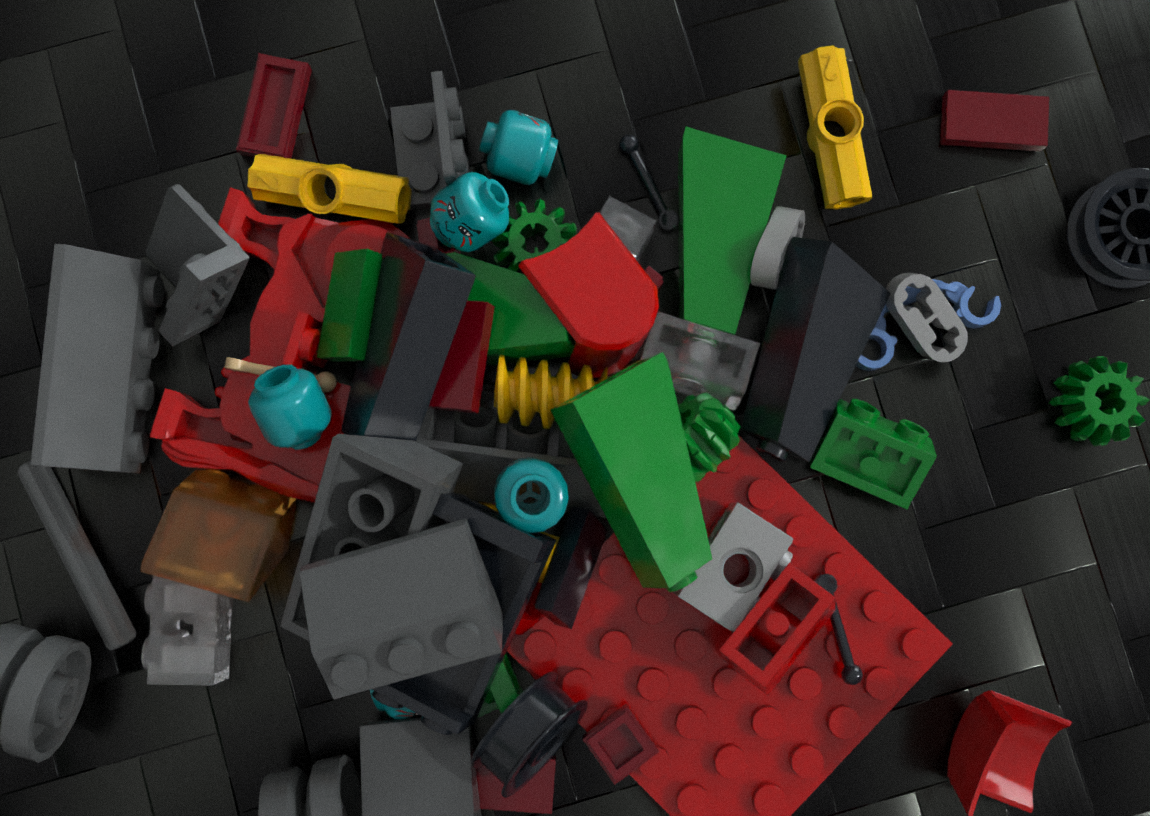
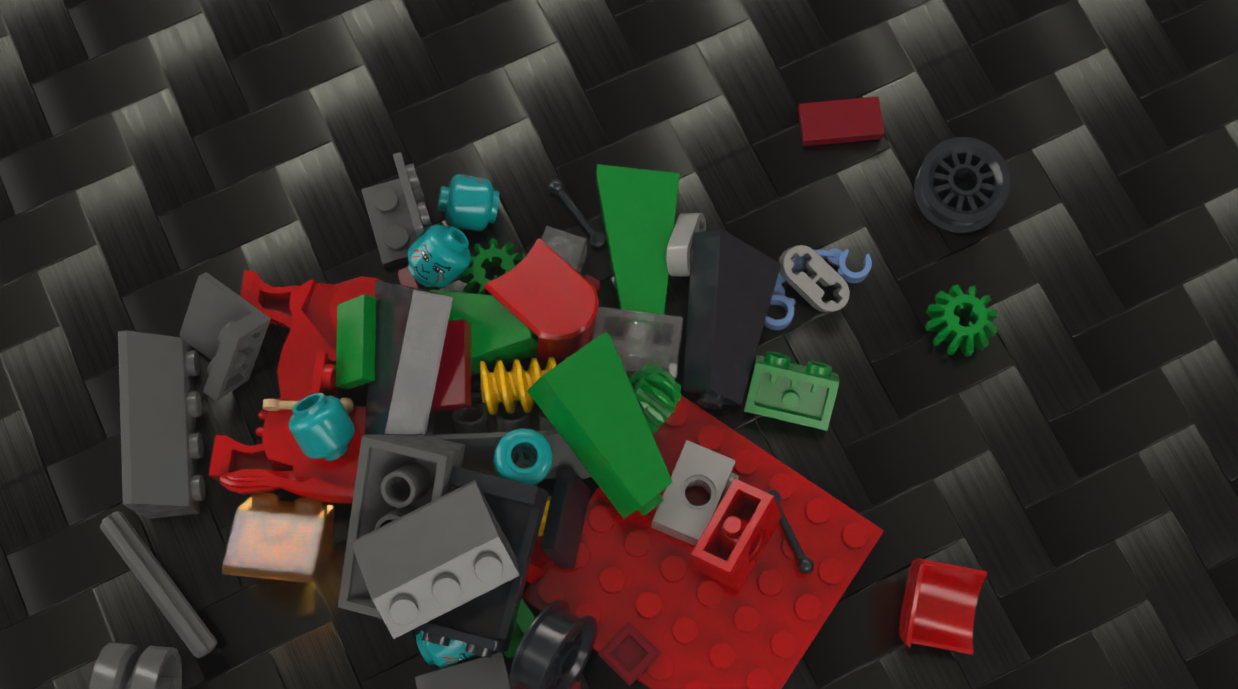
camera: 10 degrees left, 10 degrees down
(171, 652) = (276, 645): clear brick -> none
(274, 107) = (267, 206): dark red tile -> none
(357, 191) = (300, 258): yellow piece -> none
(830, 98) = (722, 168): yellow piece -> none

